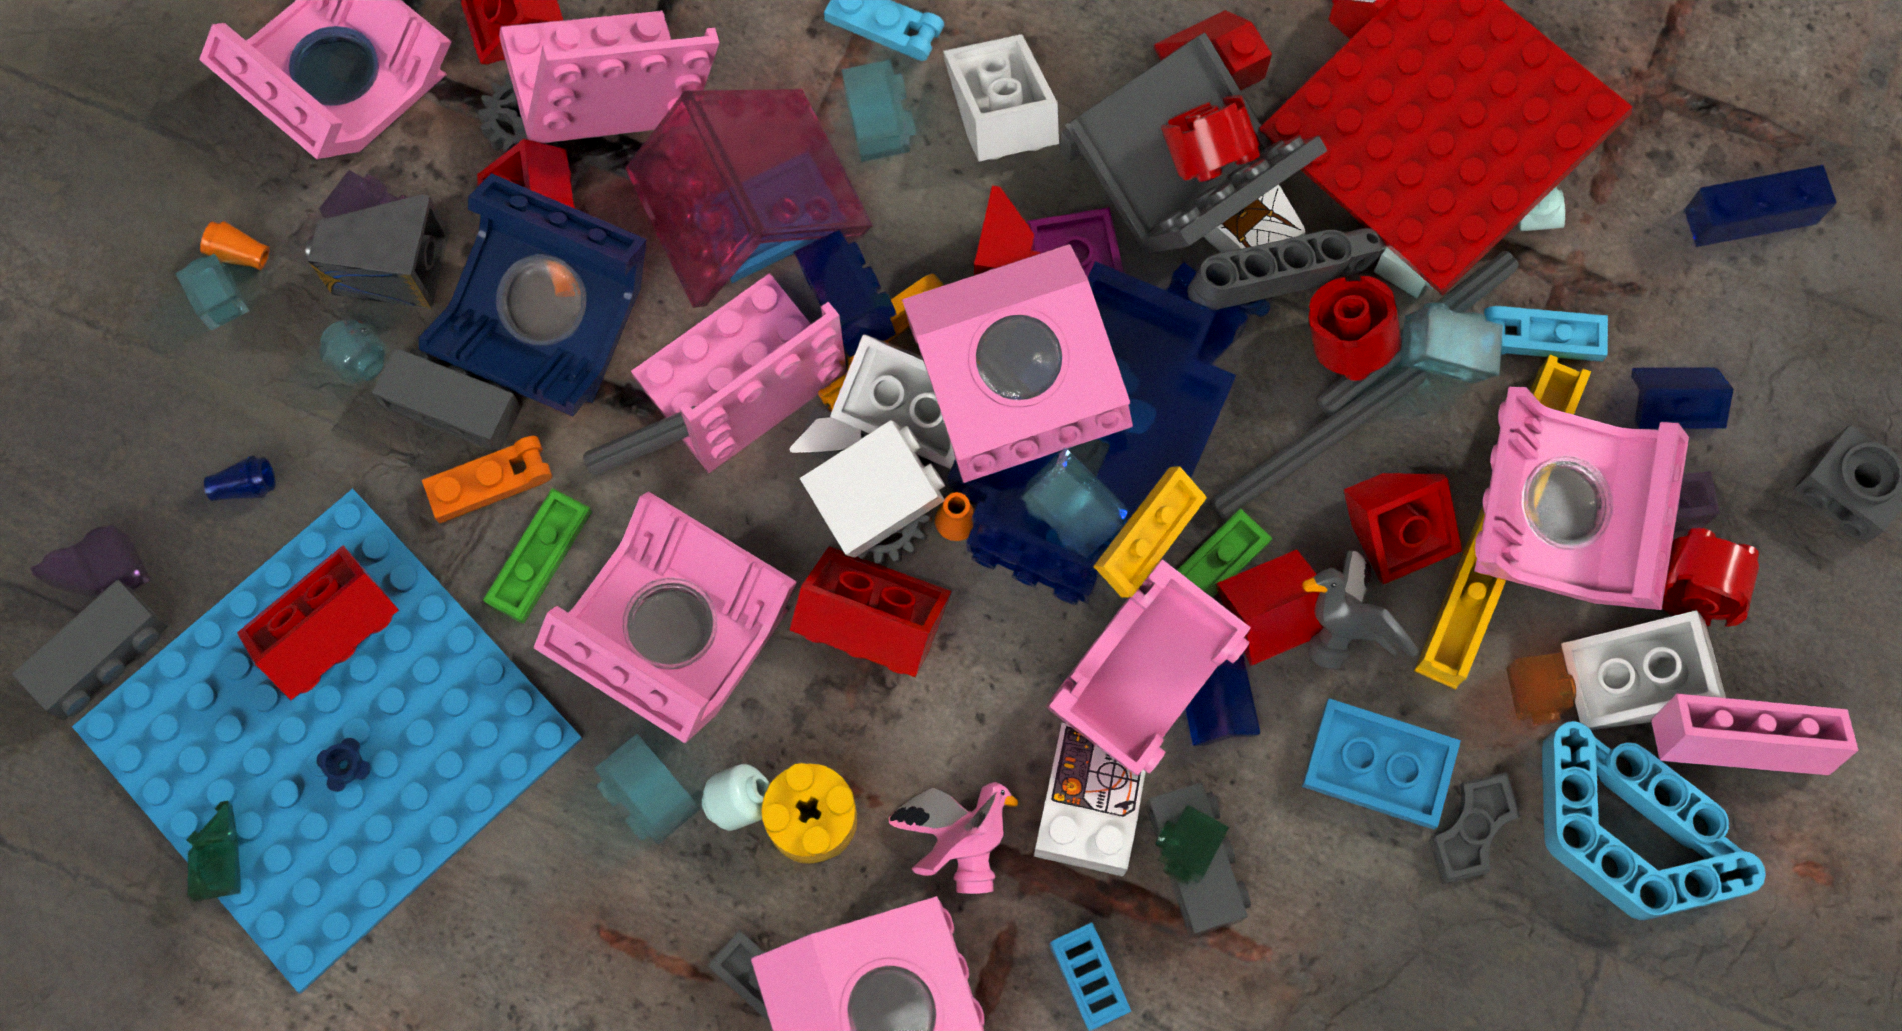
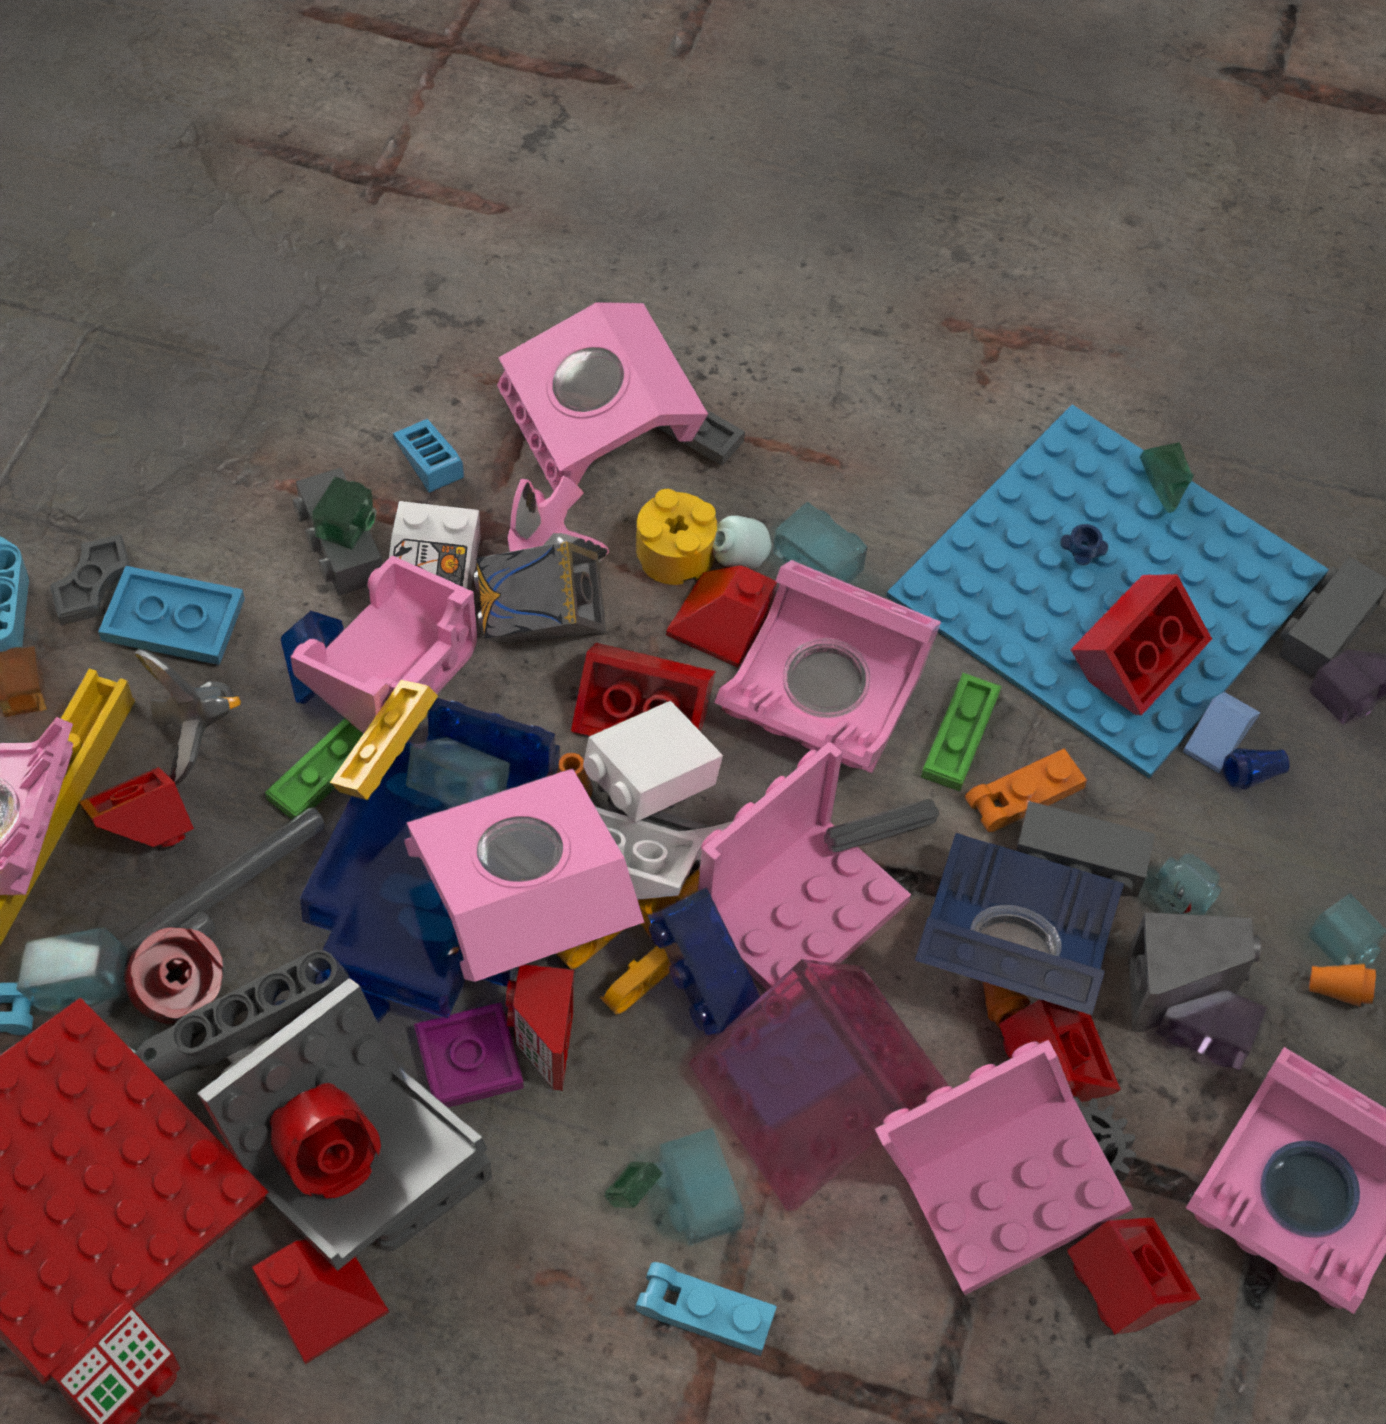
camera: 170 degrees right, 15 degrees down
(258, 531) = (1220, 731): none -> light blue slope
(770, 717) = (724, 613): none -> red slope
(935, 116) = (632, 1184): none -> clear green tile
(971, 733) = (540, 594): none -> flat silver slope
(1002, 97) = (563, 1221): white slope -> none
(1273, 605) = (267, 733): red slope -> none

